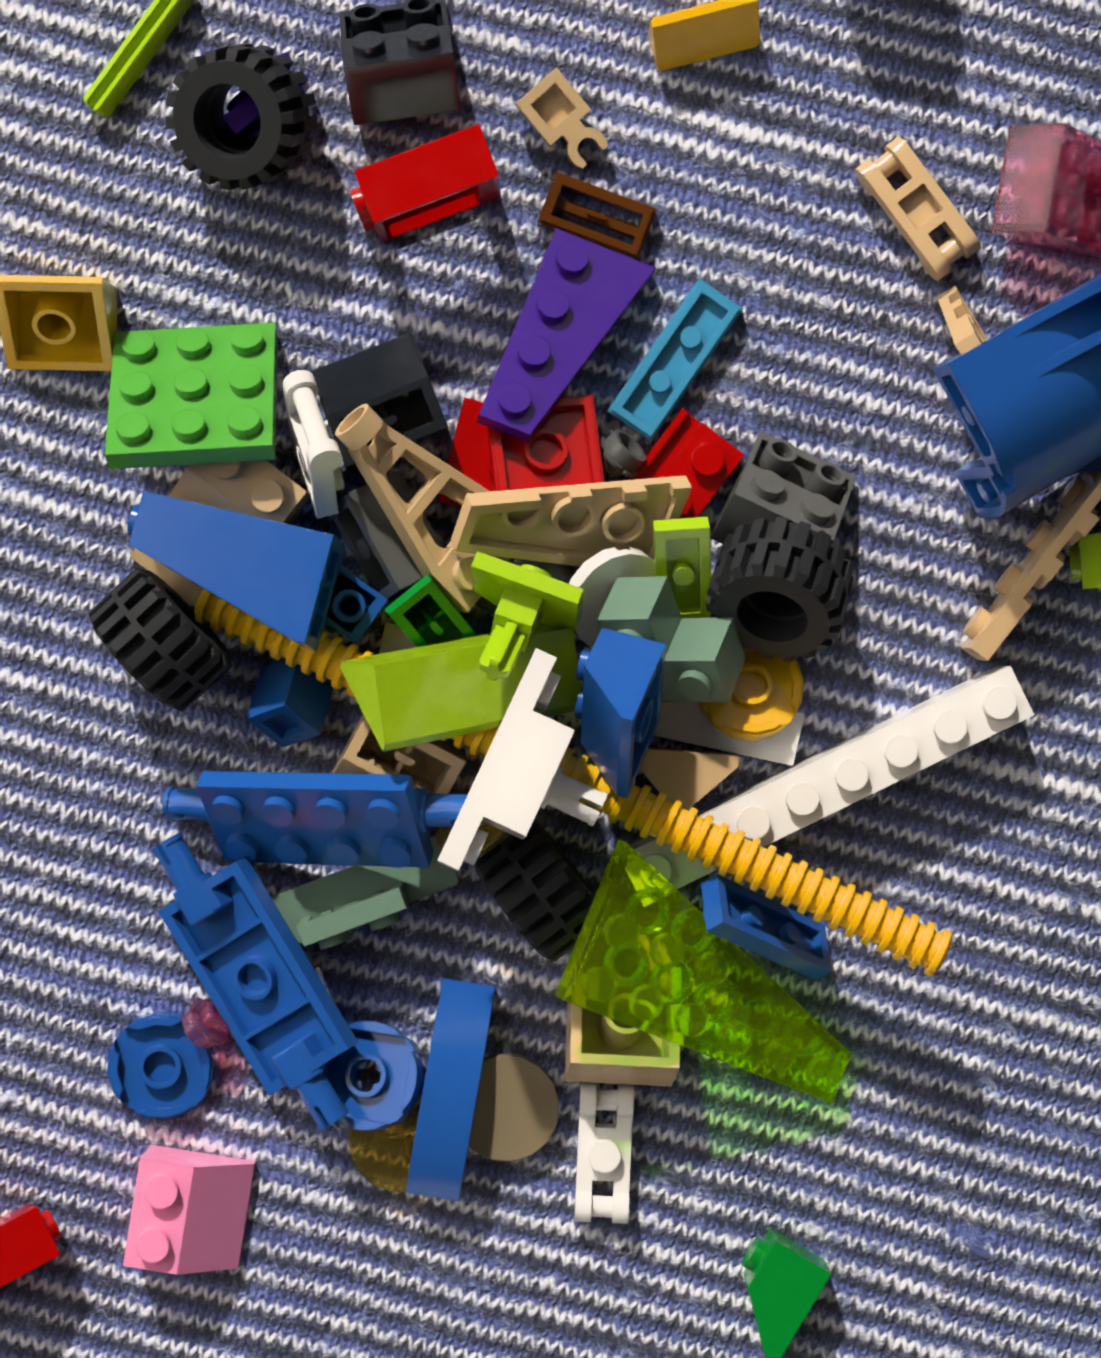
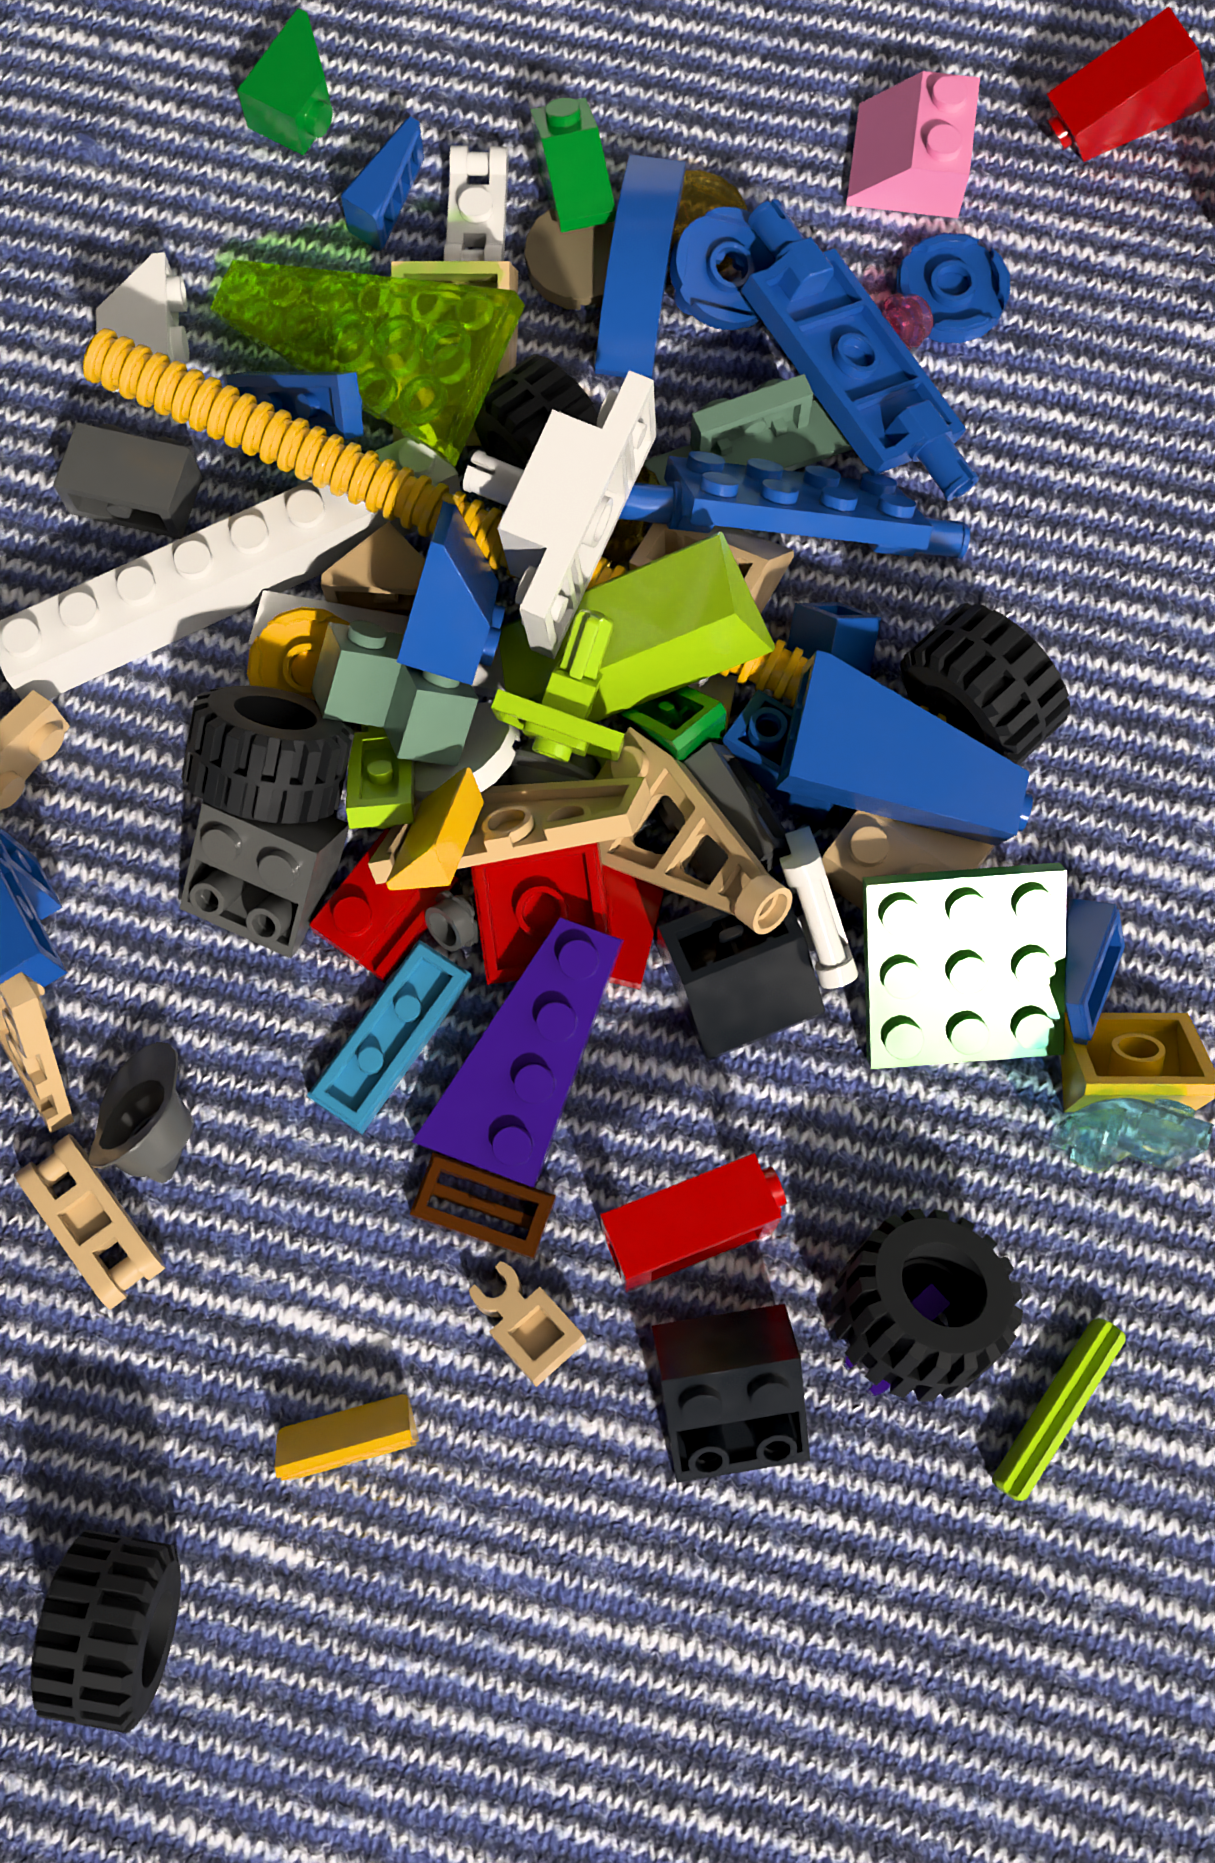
camera: 175 degrees left, 15 degrees down
(77, 253) = (1119, 1128): none -> clear light blue slope
(86, 405) = (1091, 961): none -> blue slope
(511, 1186) = (572, 164): none -> green slope
(632, 501) = (438, 835): none -> yellow slope
(696, 1168) = (383, 185): none -> blue slope
(879, 287) = (143, 1117): none -> dark grey piece
(913, 1028) = (148, 309): none -> white slope
(918, 875) = (128, 479): none -> dark grey brick

